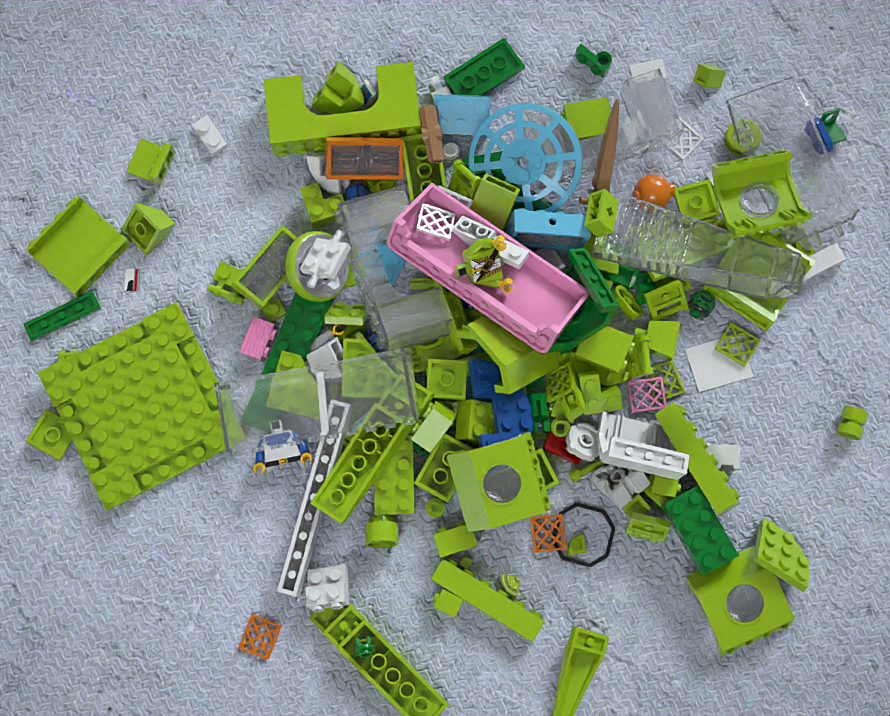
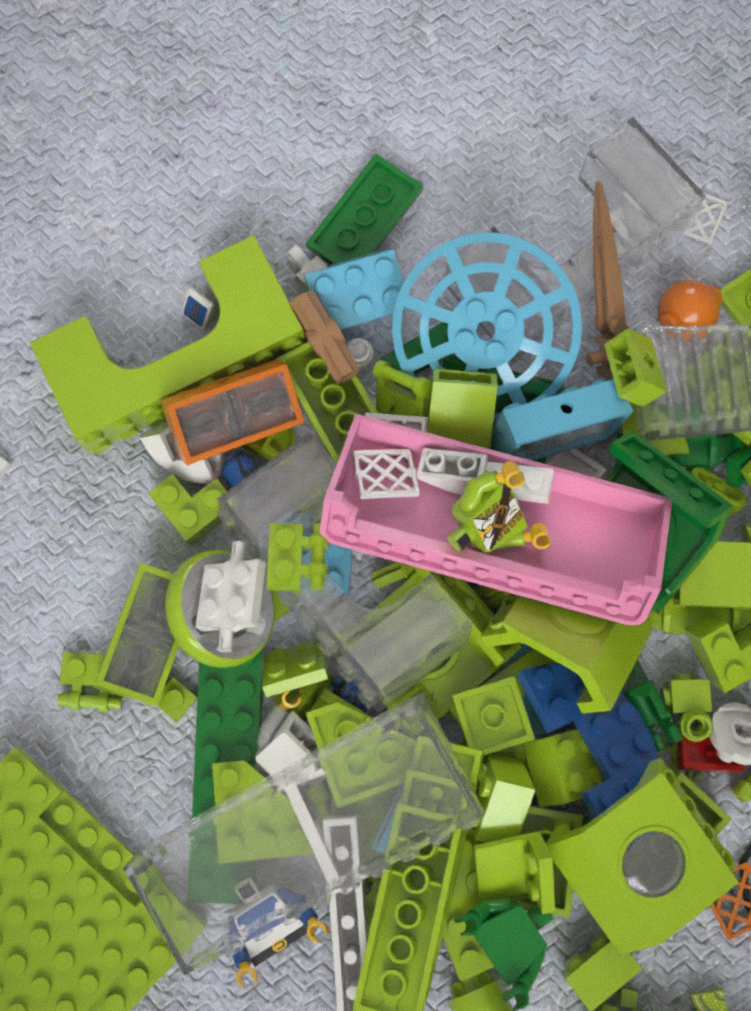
camera: 20 degrees left, 0 degrees up
(258, 339) = (168, 757): bright pink brick -> none
(339, 92) = (155, 321): lime brick -> none
(362, 249) = (285, 557): none -> lime plate
(409, 498) = (510, 942): none -> green torso
(425, 462) = (515, 868): none -> lime bracket
(435, 508) = (553, 931): lime plate -> none
(561, 393) = (683, 642): lime window -> none
(572, 402) = (693, 667): lime plate -> none
(587, 117) = (554, 227): lime brick -> none
(588, 58) = (519, 143): green plate -> none
(644, 67) = (601, 128): white sticker -> none
(709, 76) = (701, 107): lime panel -> none

